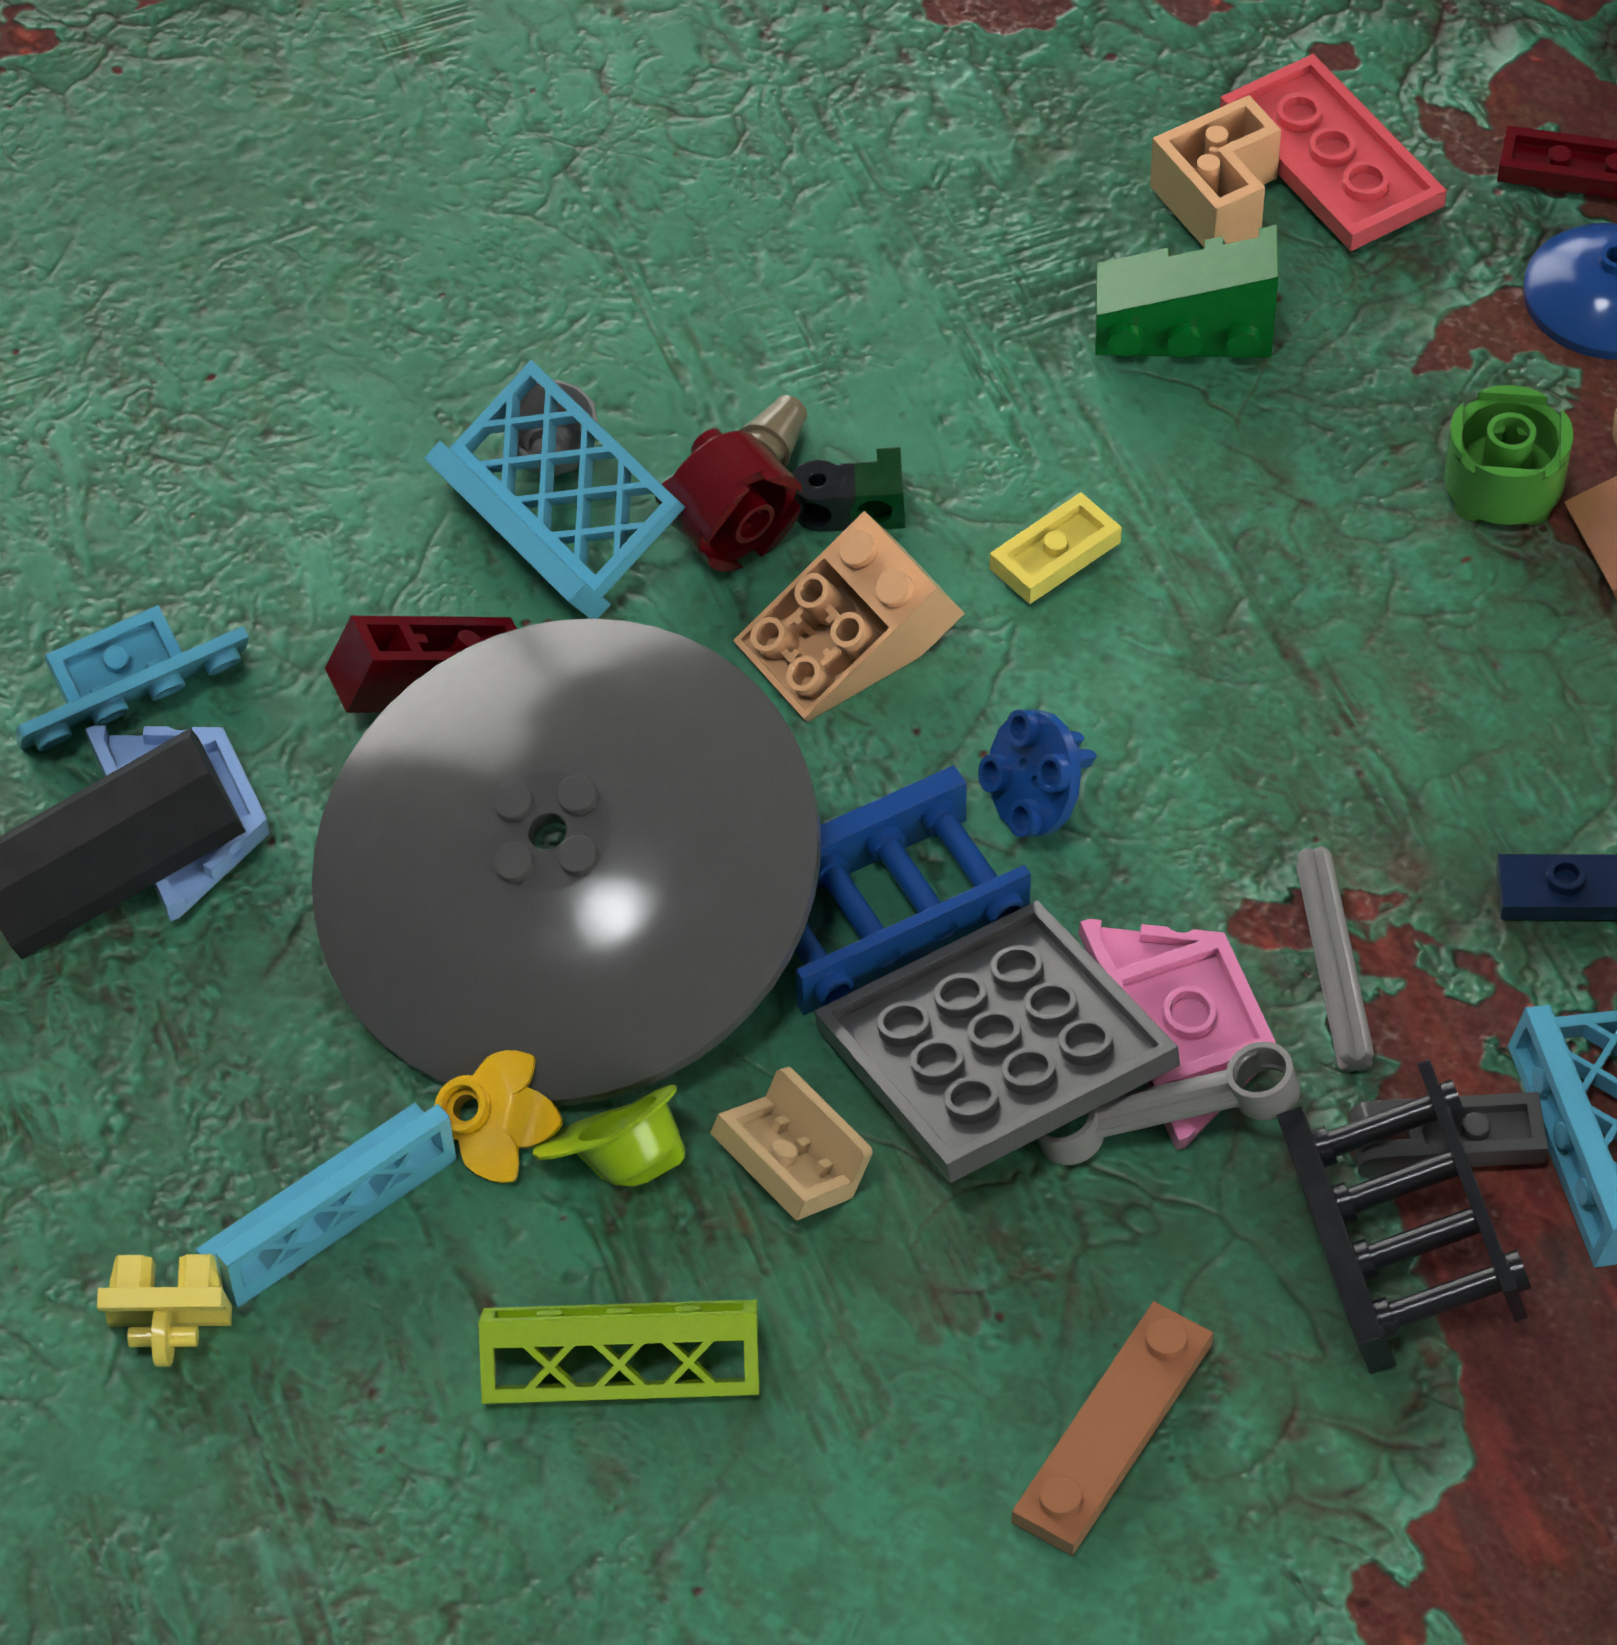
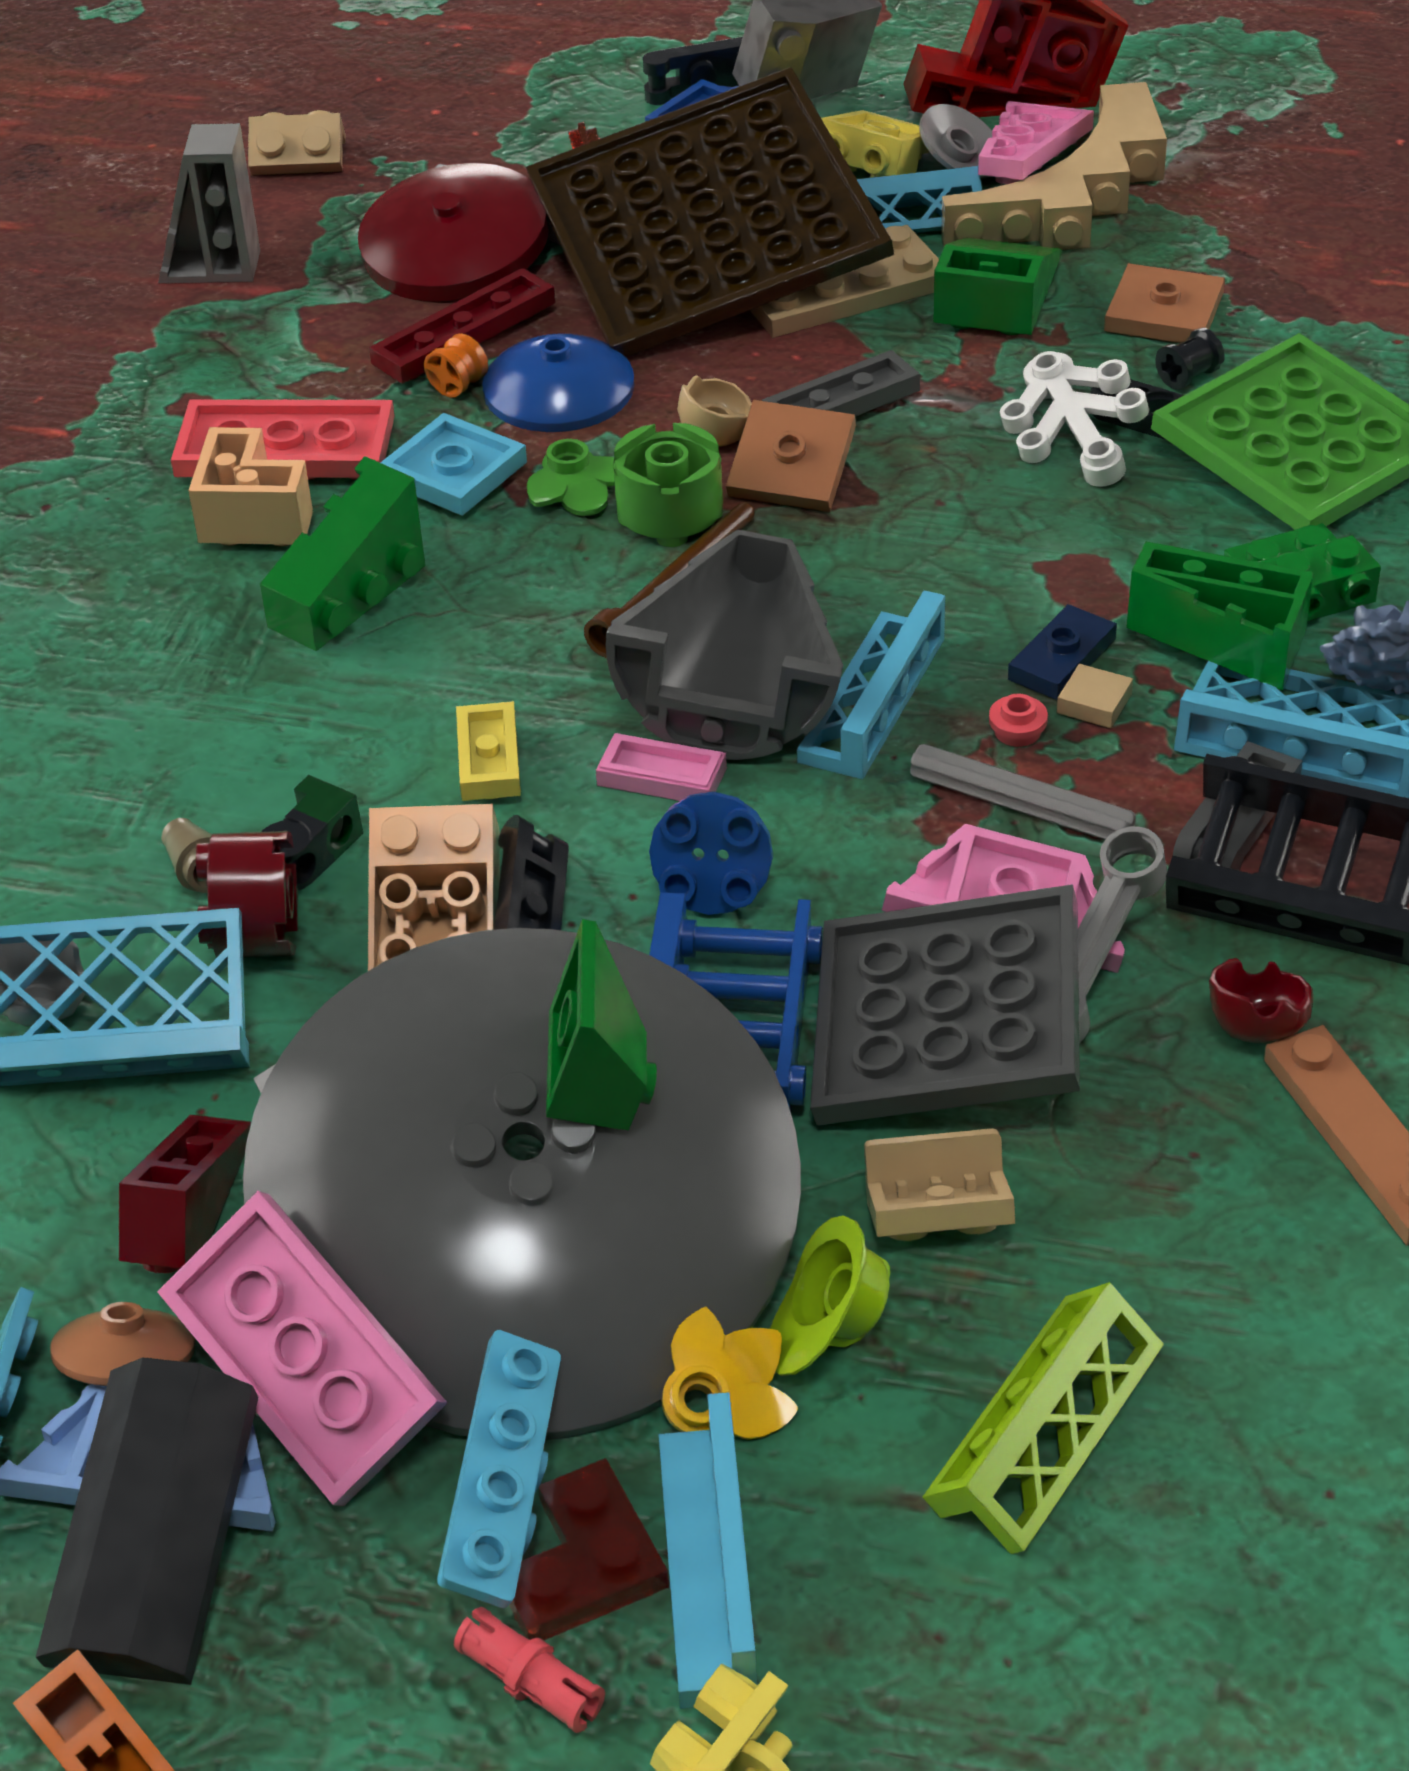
camera: 55 degrees left, 10 degrees down
(156, 1147) = (529, 1669): none -> coral pin
(255, 724) = (116, 1336): none -> nougat dish
(281, 1018) = (500, 1471): none -> medium azure bracket
(285, 1137) = (601, 1561): none -> clear red plate
(299, 826) = (307, 1345): none -> bright pink plate
(627, 806) = (596, 1041): none -> green slope
(901, 681) = (530, 877): none -> black plate
(1146, 681) = (659, 768): none -> bright pink tile
(1193, 1265) = (1259, 1005): none -> dark red hair
(1290, 539) = (736, 519): none -> reddish brown piece
(1306, 624) = (729, 650): none -> dark grey cone
(1383, 775) = (886, 694): none -> medium azure fence
(1408, 288) = (457, 462): none -> medium azure plate
(1430, 915) = (1018, 719): none -> coral plate
(1461, 377) = (572, 478): none -> bright green plate
(1522, 944) = (1094, 695): none -> tan tile
(1545, 202) = (456, 365): none -> orange wheel

